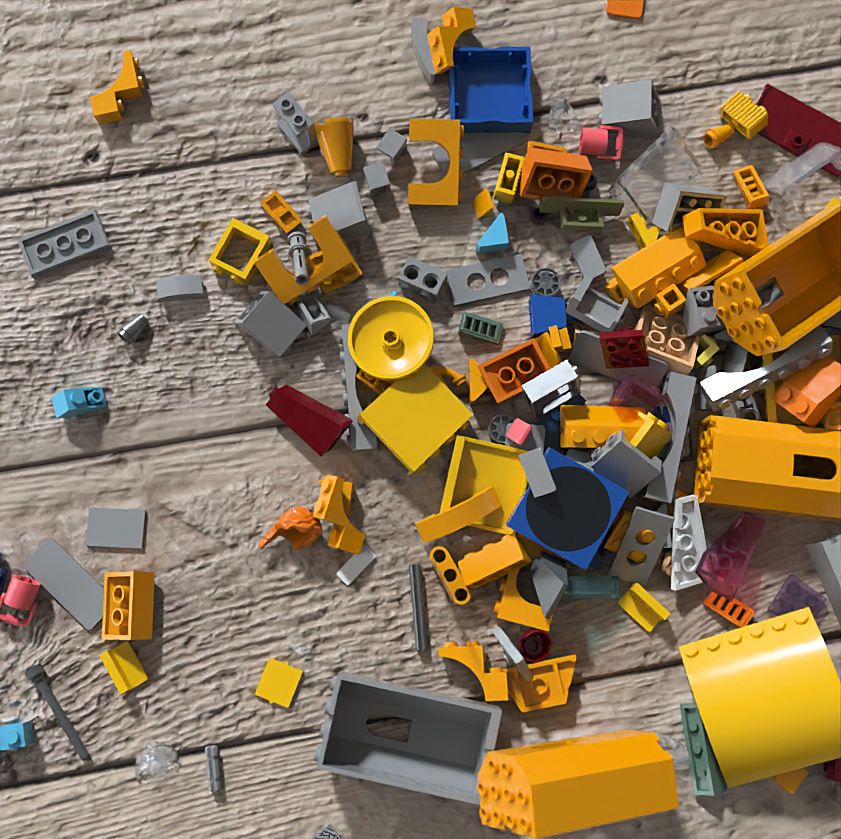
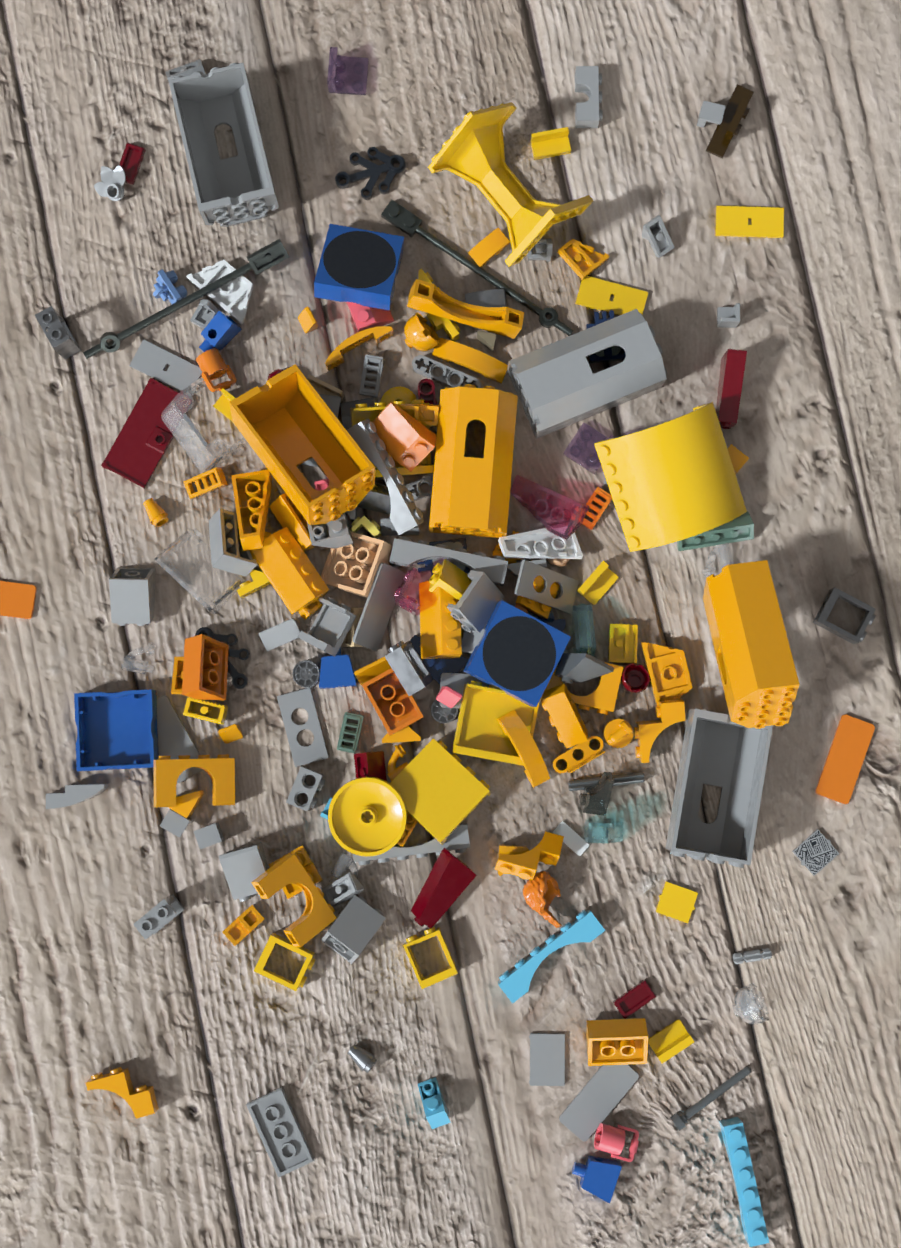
camera: 85 degrees left, 5 degrees up
(174, 628) = (634, 999): none -> dark red tile
(179, 286) = (320, 1017): light grey slope -> none
(212, 407) = (438, 975): none -> yellow window
(253, 573) = (517, 981): none -> medium azure arch
(301, 273) = (309, 902): light grey pin -> none
(336, 144) = (177, 875): light orange cone -> none
(362, 601) = (603, 831): none -> clear light blue slope
(401, 594) = (597, 797): none -> clear smoke arch
(411, 158) = (187, 803): none -> light orange slope
(441, 40) = (70, 777): light orange arch -> none
(445, 349) = (370, 765): none -> dark red panel
(472, 622) = (617, 733): none -> light orange piece
(495, 237) = (262, 721): medium azure slope -> none
(512, 655) = (645, 698): light grey plate -> none
(537, 472) = (489, 682): light grey slope -> none
(560, 339) = (360, 659): light orange slope -> none
(574, 633) = (622, 643): none -> yellow plate
(581, 213) = (239, 642): olive bracket -> none
(595, 141) = (167, 630): coral piece -> none
(622, 345) = (370, 603): dark red plate -> none
(669, 301) = (322, 561): light orange brick -> none
(744, 114) = (136, 489): yellow brick -> none

